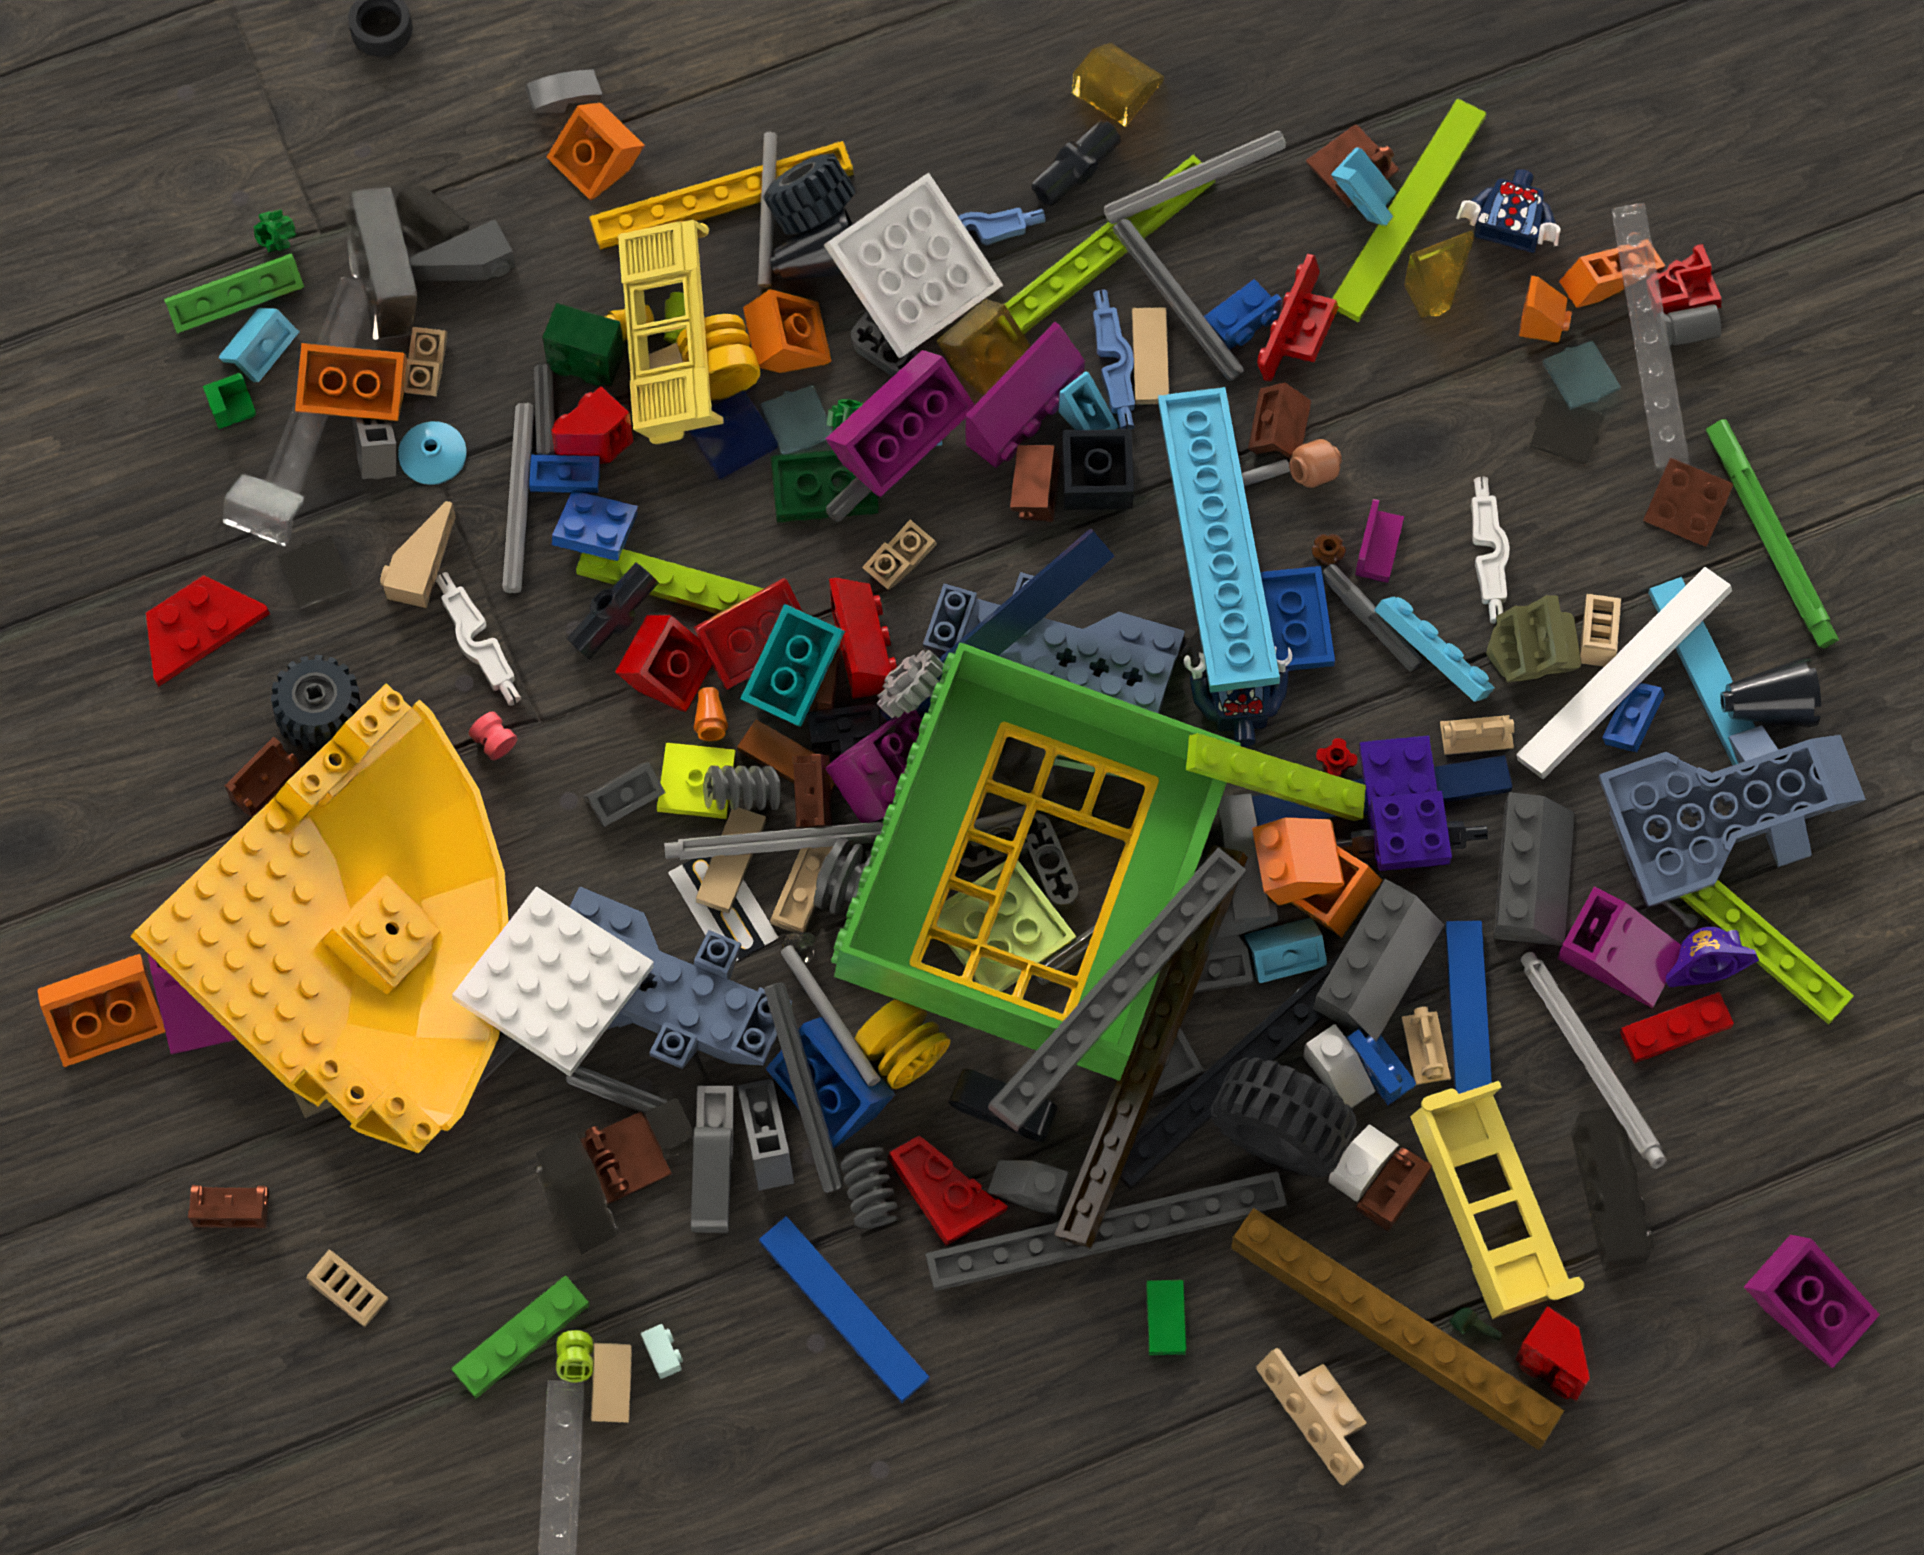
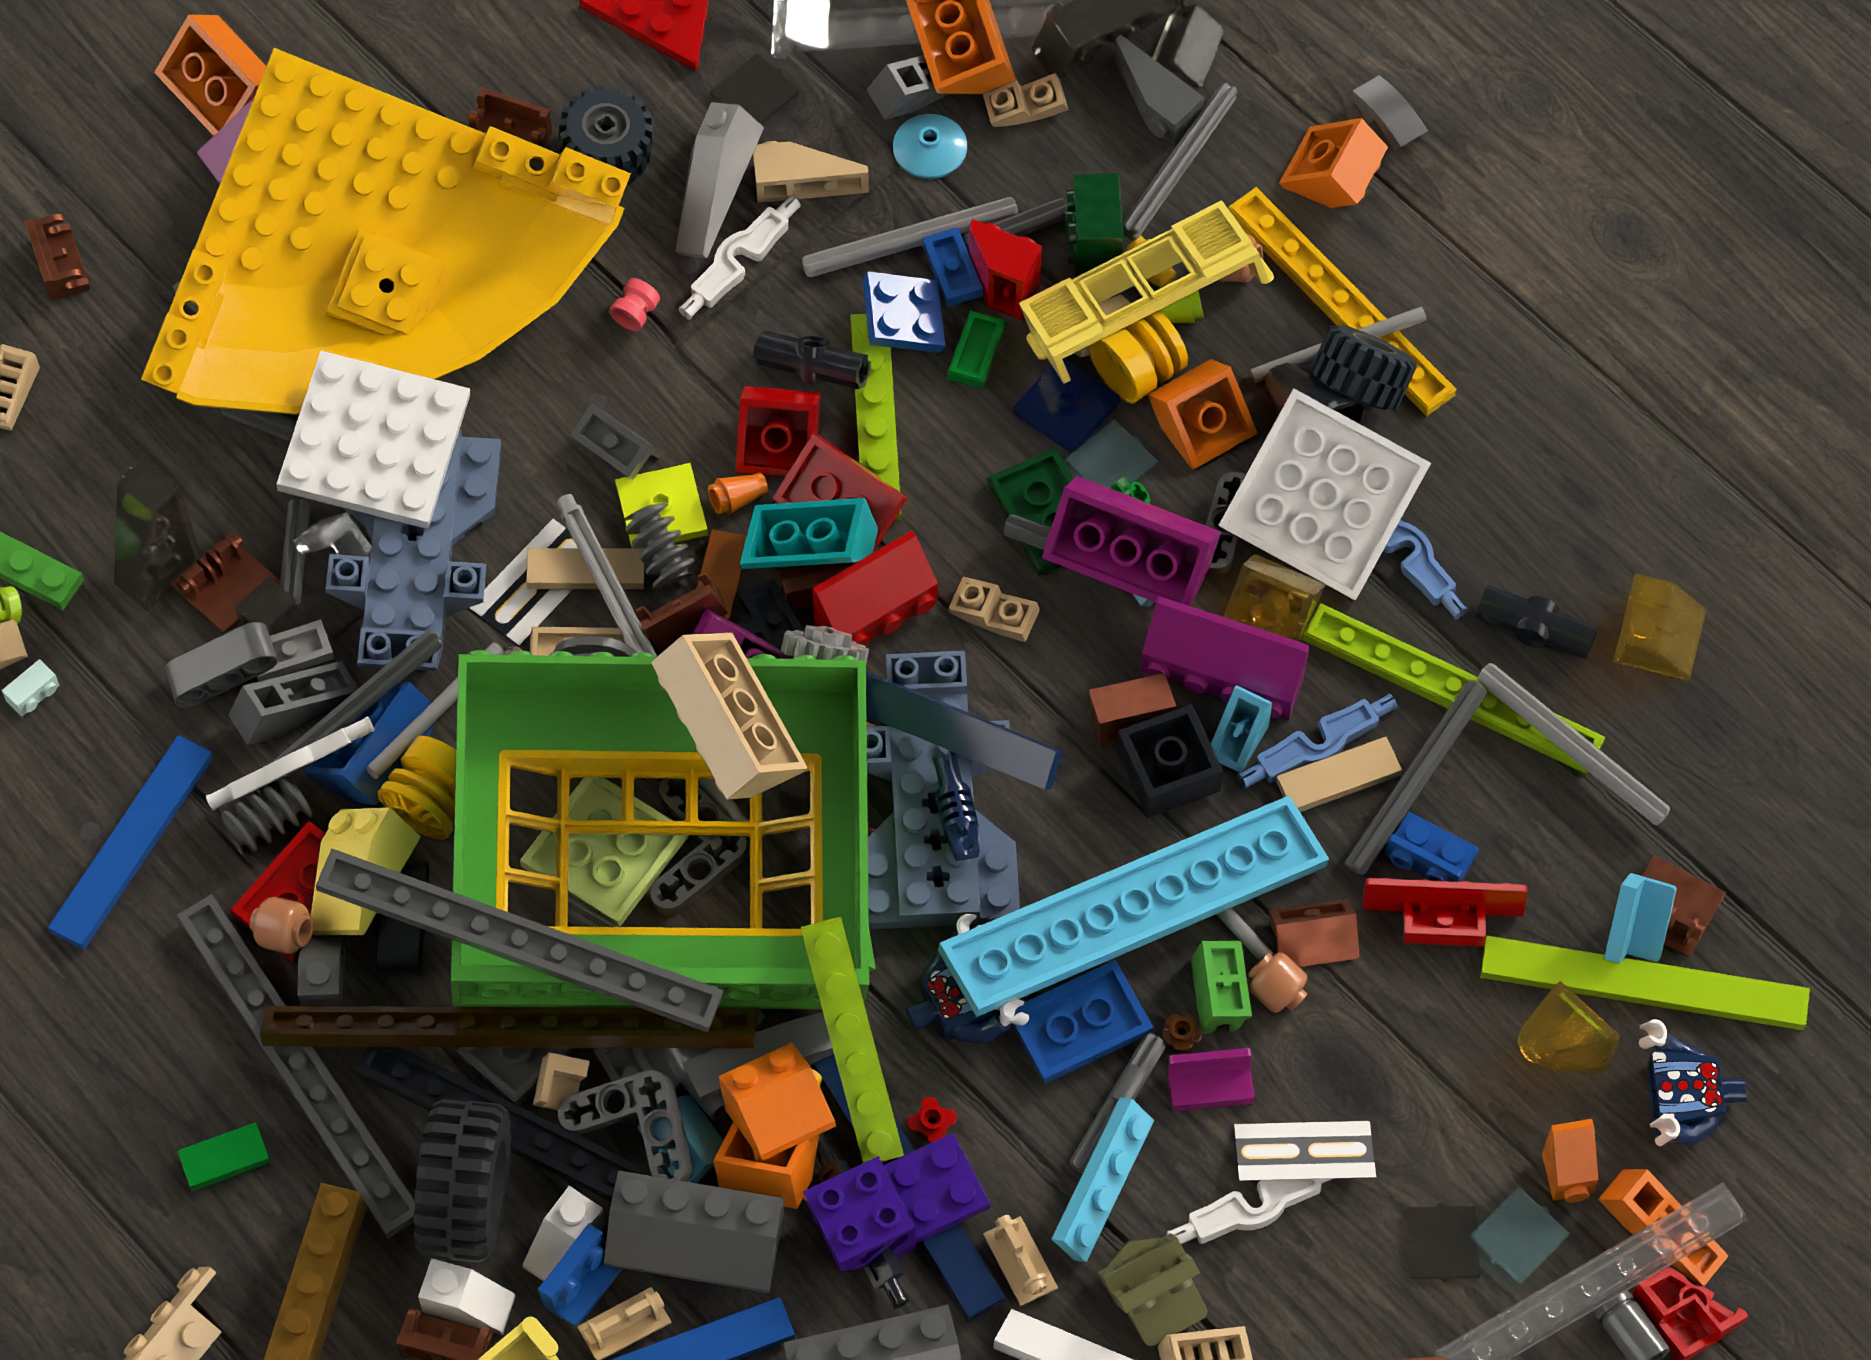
camera: 70 degrees right, 5 degrees down
(389, 626) = (714, 174): none -> light grey wedge
(540, 257) = (1179, 161): none -> dark grey axle
(631, 1047) = (335, 531): none -> clear panel
(649, 484) = (976, 349): none -> green tile
(838, 1162) = (290, 763): none -> white piece
(953, 1123) = (370, 835): none -> light yellow slope
(979, 759) = (728, 714): none -> tan slope
(984, 1200) = (281, 925): none -> nougat head
(1088, 636) = (956, 808): none -> dark blue hinge
(1201, 1030) = (558, 1079): none -> tan panel
(1252, 970) = (636, 1105): none -> dark grey beam
(1303, 505) = (1220, 985): none -> bright green hinge
(1460, 497) = (1304, 1150): none -> sticker

